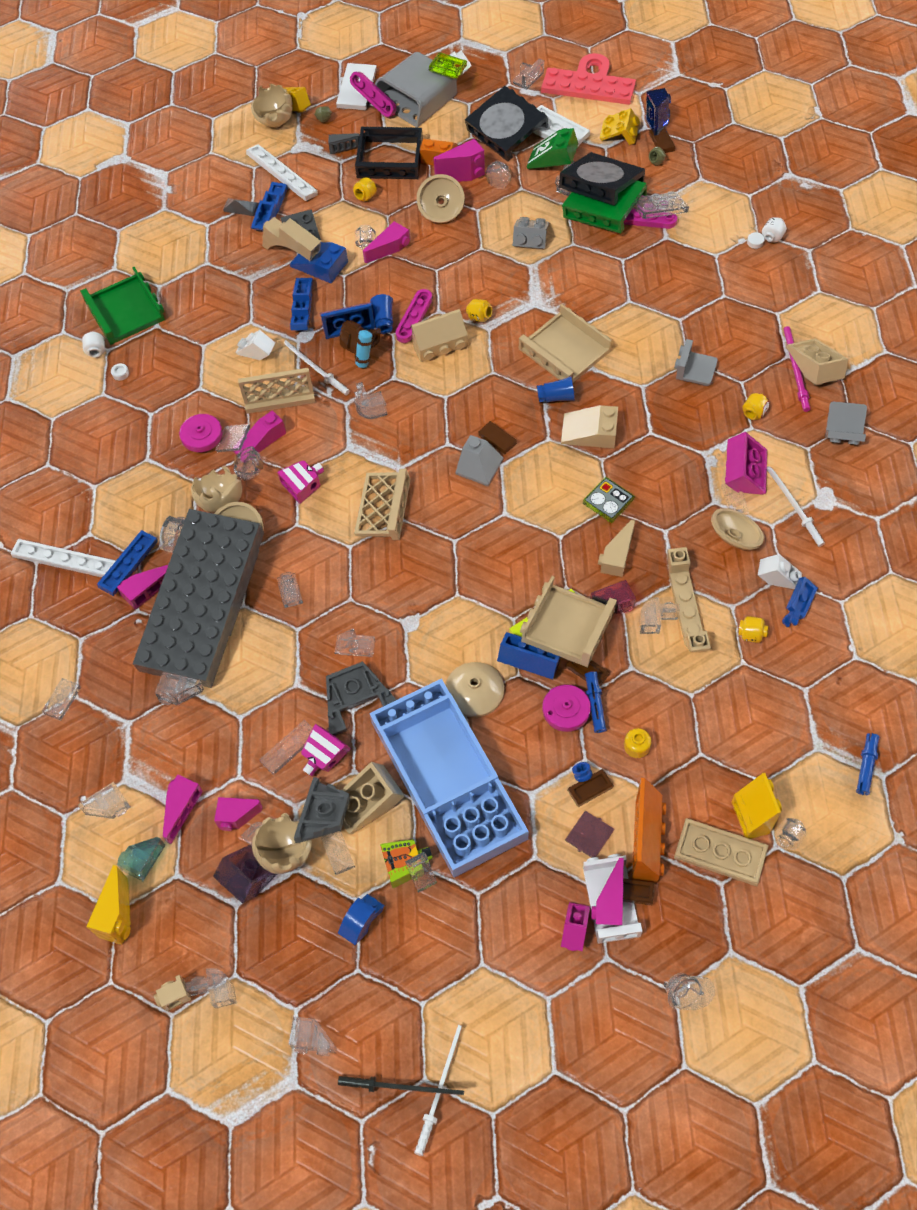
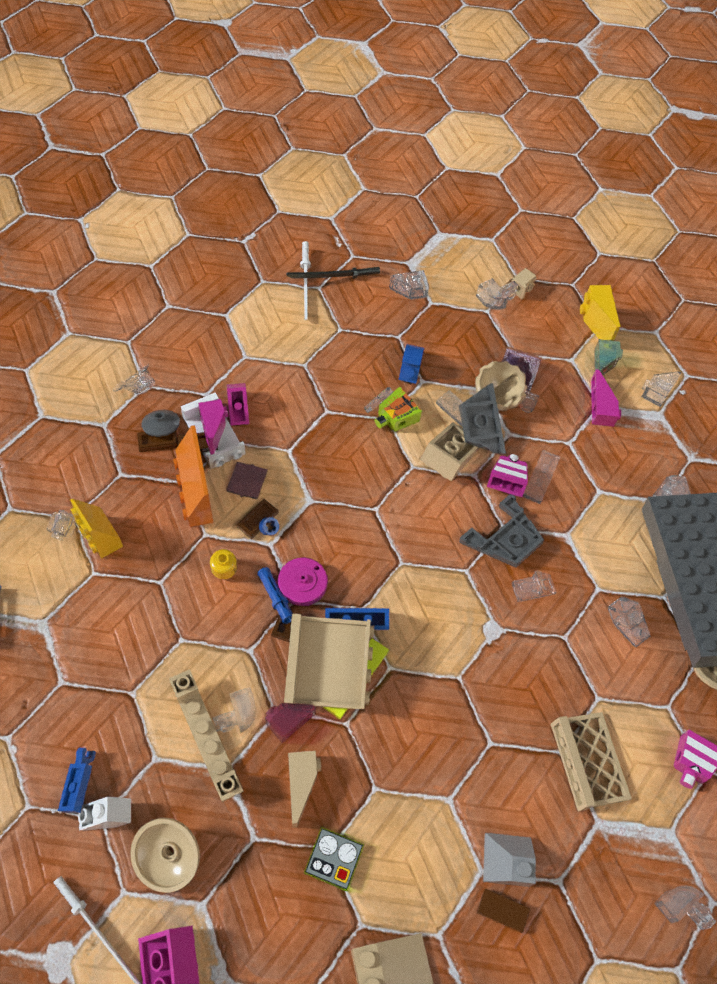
camera: 150 degrees right, 0 degrees up
(235, 812) = (555, 409): dark pink slope -> none
(449, 777) = (391, 484): light blue piece -> none
(480, 698) = (396, 590): tan dish -> none
(655, 930) = (160, 423): none -> dark grey dish
(674, 911) = (151, 443): none -> reddish brown tile
(721, 852) = (127, 497): tan tile -> none
(753, 629) = (126, 727): yellow head -> none

